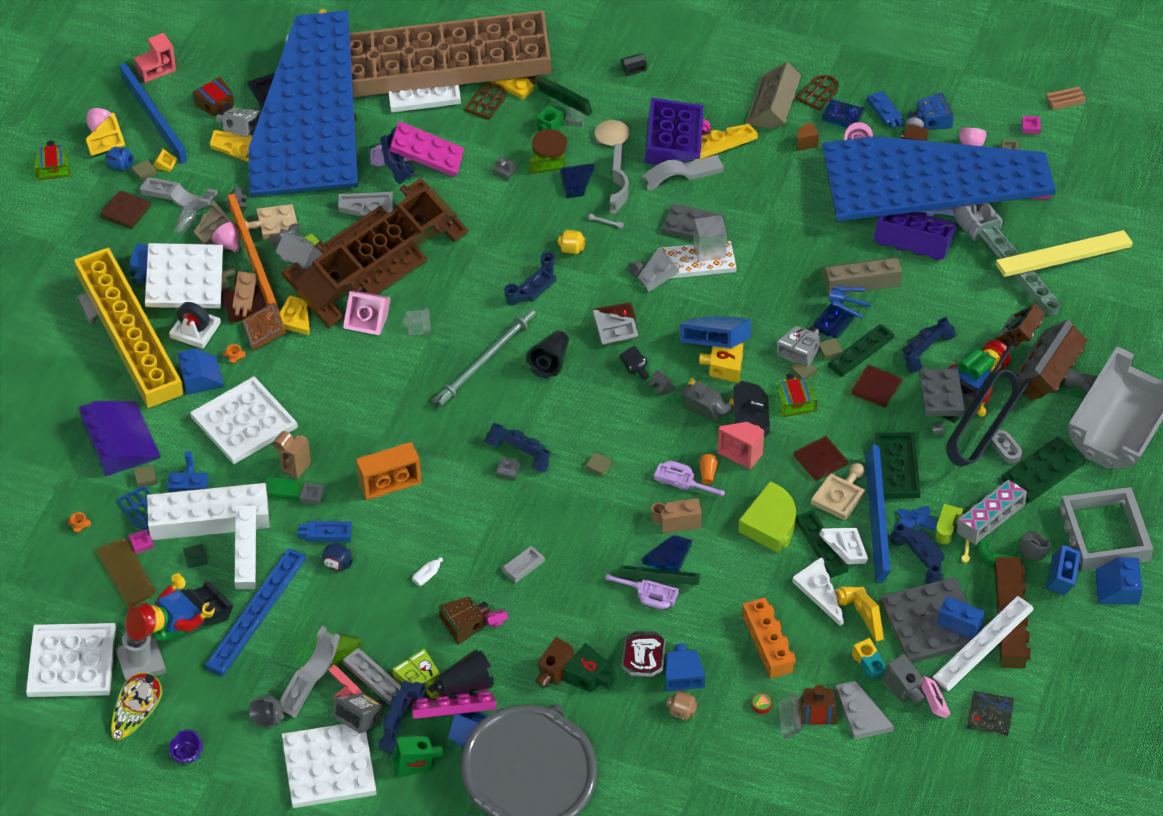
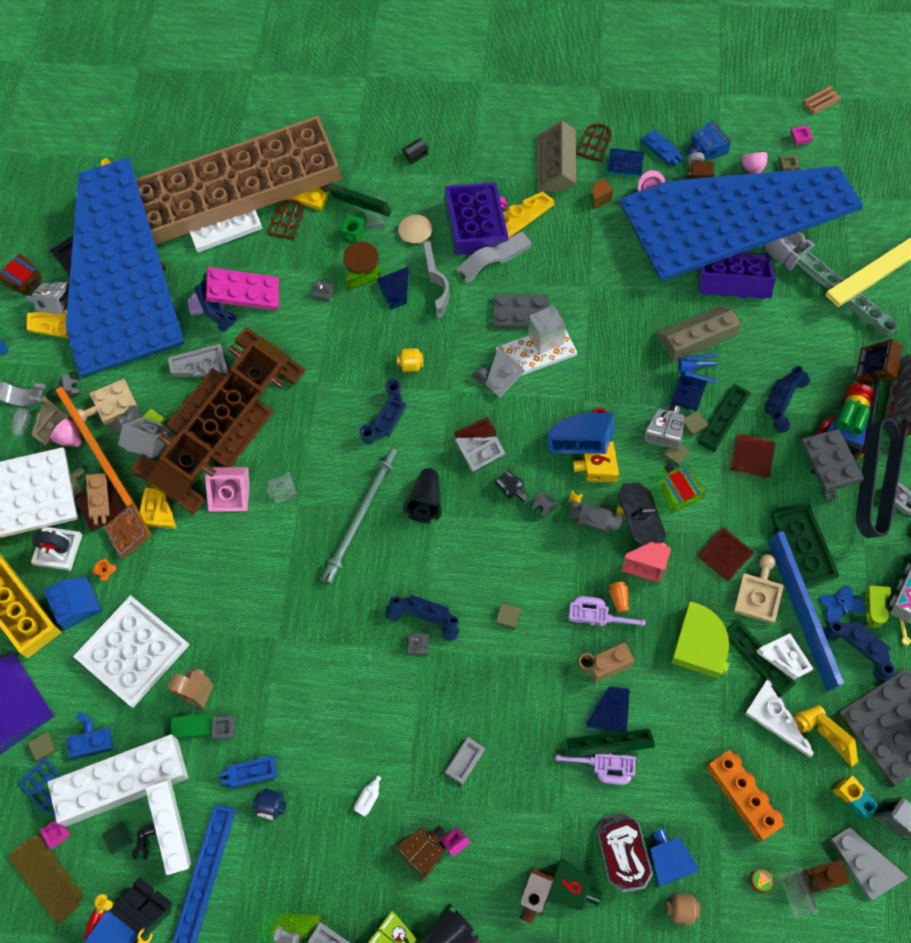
camera: 10 degrees left, 15 degrees up
(218, 557) = (141, 841): none -> black arm
(388, 471) = (297, 684): orange brick -> none
(619, 225) = (450, 328): light grey hinge -> none

